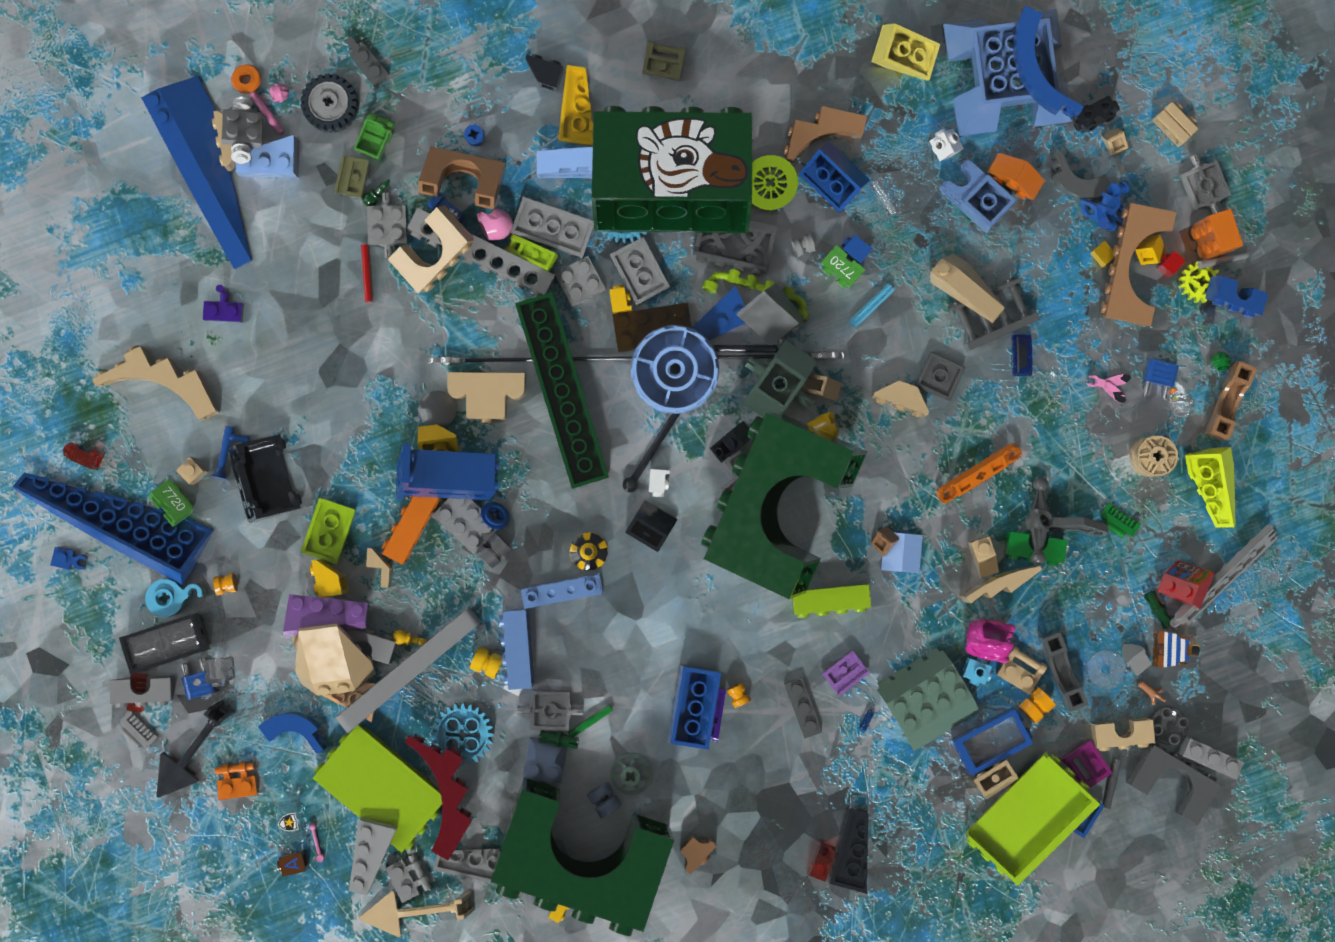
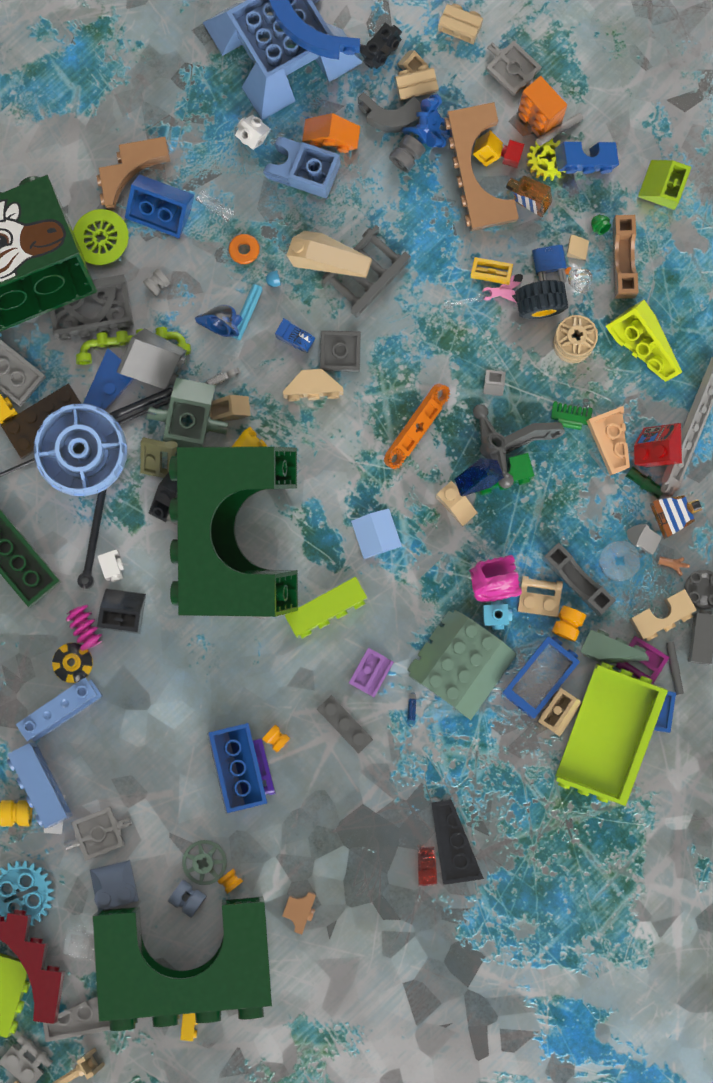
camera: 25 degrees left, 5 degrees down
(558, 739) = (118, 858): dark green pin -> none
(590, 721) = (142, 827): green piece -> none
(612, 526) = (83, 627): none -> dark pink piece
(647, 800) = (230, 881): none -> light orange wheel
(734, 402) = (152, 456): none -> olive plate
(841, 268) = (202, 289): bright green brick -> none
(846, 304) = (221, 320): none -> blue hat
(856, 249) = (209, 265): blue brick -> none
(884, 540) = (354, 528): medium nougat slope -> none
(893, 238) = (244, 239): none -> orange piece
(905, 51) = (177, 62): light yellow slope -> none
(905, 346) = (294, 336): none -> blue leg
(907, 286) = (273, 279): none -> dark azure hinge
(1005, 581) = (485, 517): tan slope -> none
(1016, 544) = (479, 476): none -> clear blue slope
(1021, 355) = (410, 298): clear blue slope -> none
(1059, 742) = (608, 650): none -> sand green slope
(1063, 463) = (494, 382): none -> light grey slope
(1076, 223) = (409, 150): none -> flat silver wheel
(1102, 368) = (502, 276): none -> yellow tile
(1103, 254) = (445, 172): yellow slope -> none
(1111, 162) = (416, 83): none -> tan brick
(1140, 408) = (541, 299): none -> black wheel
(1144, 558) = (610, 439): none -> light nougat wing
(1171, 308) = (531, 194): none -> clear orange torso
(1190, 373) = (577, 247): none -> tan slope
(1295, 349) = (664, 182): none -> lime slope

